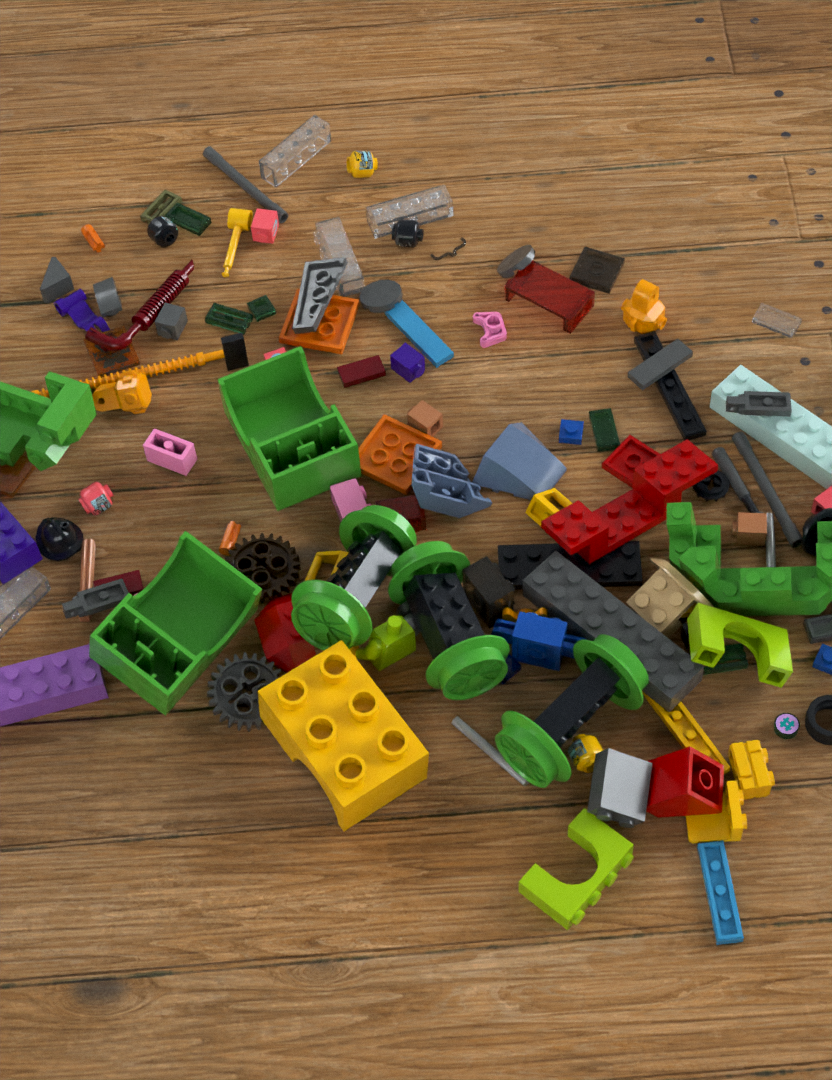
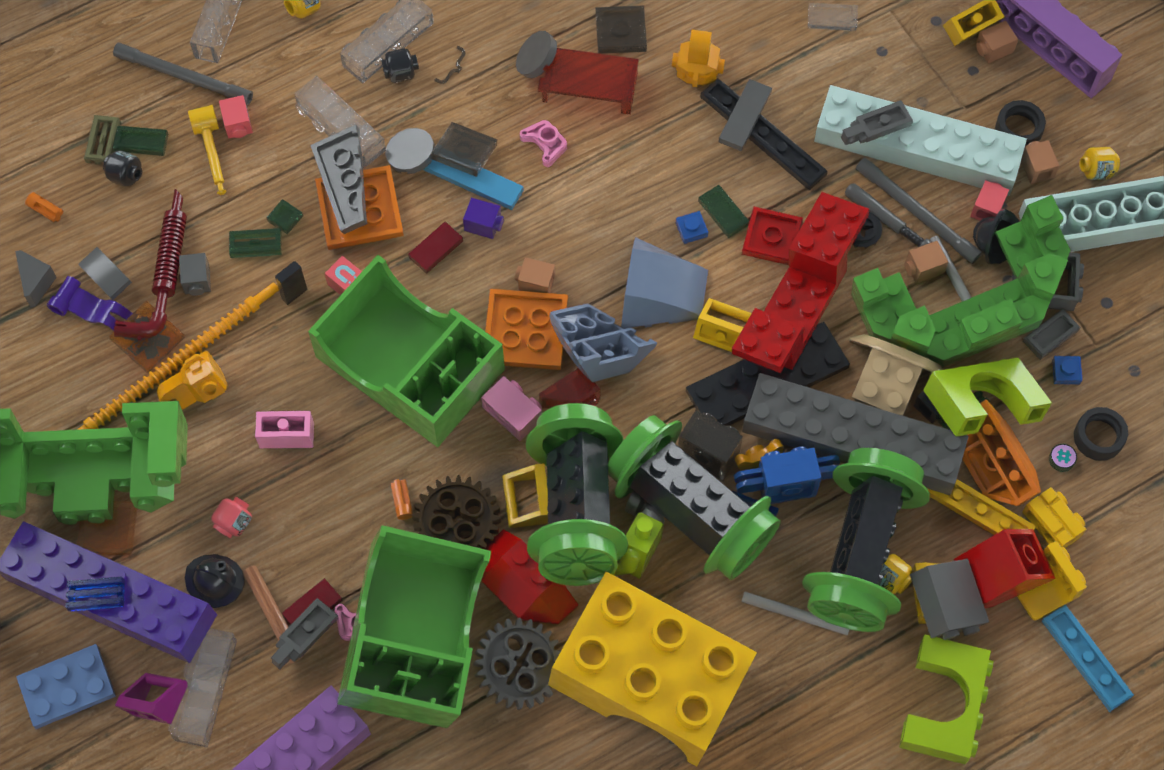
camera: 30 degrees left, 10 degrees up
(422, 309) = (464, 149): none -> clear smoke tile
(726, 698) = (1000, 461): none -> orange wedge

